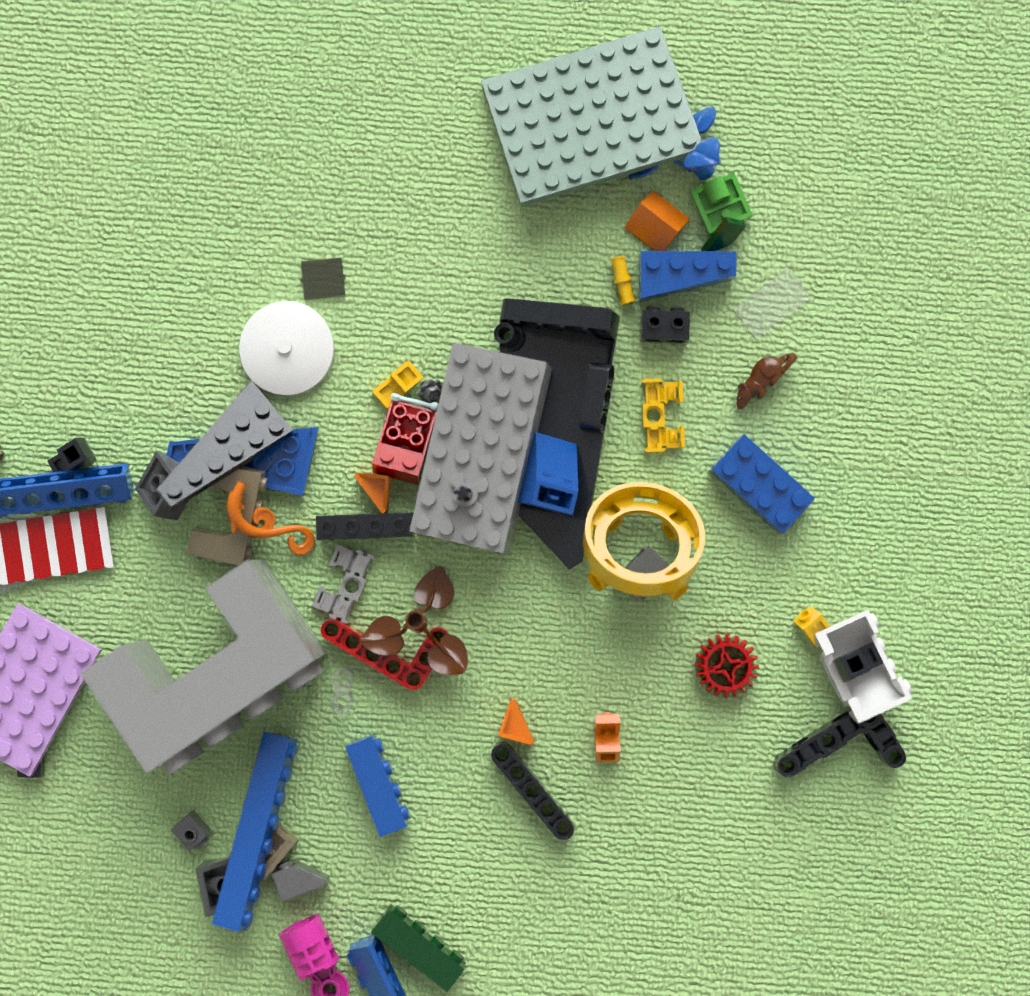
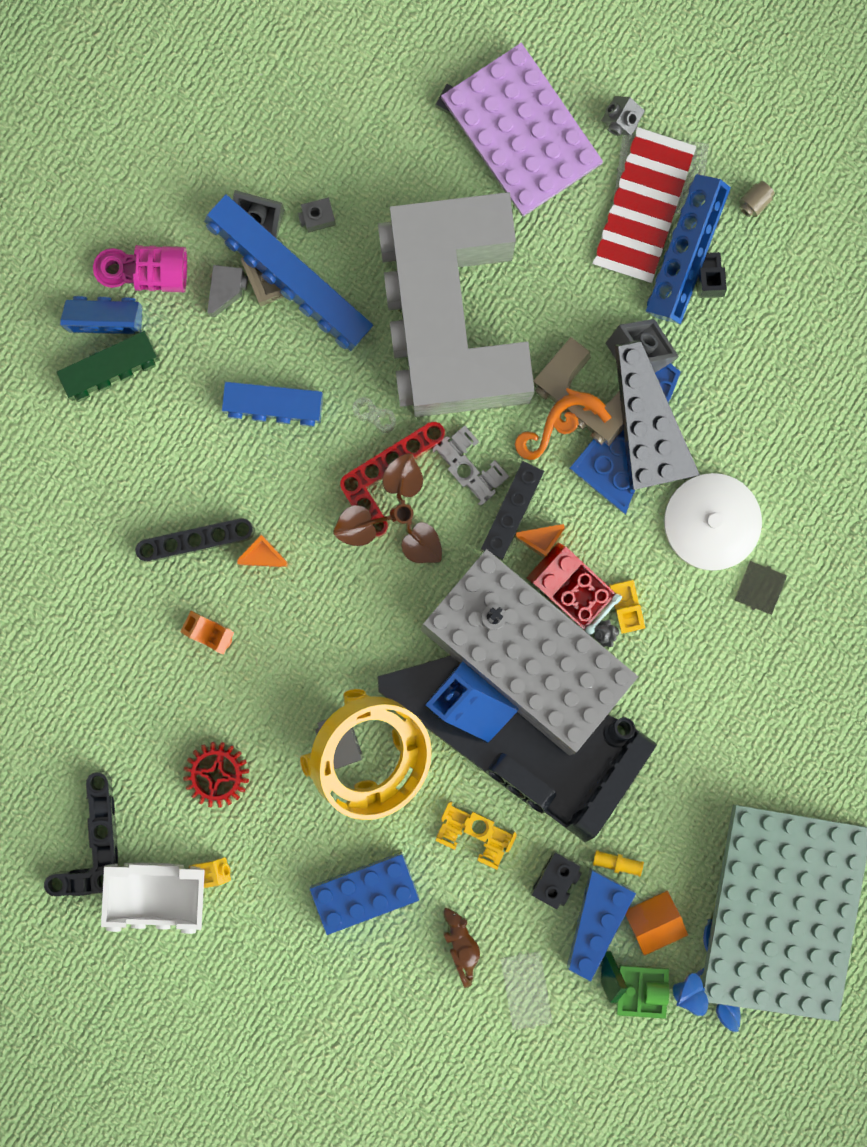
camera: 110 degrees right, 0 degrees up
(857, 662) = (158, 896): black brick -> none

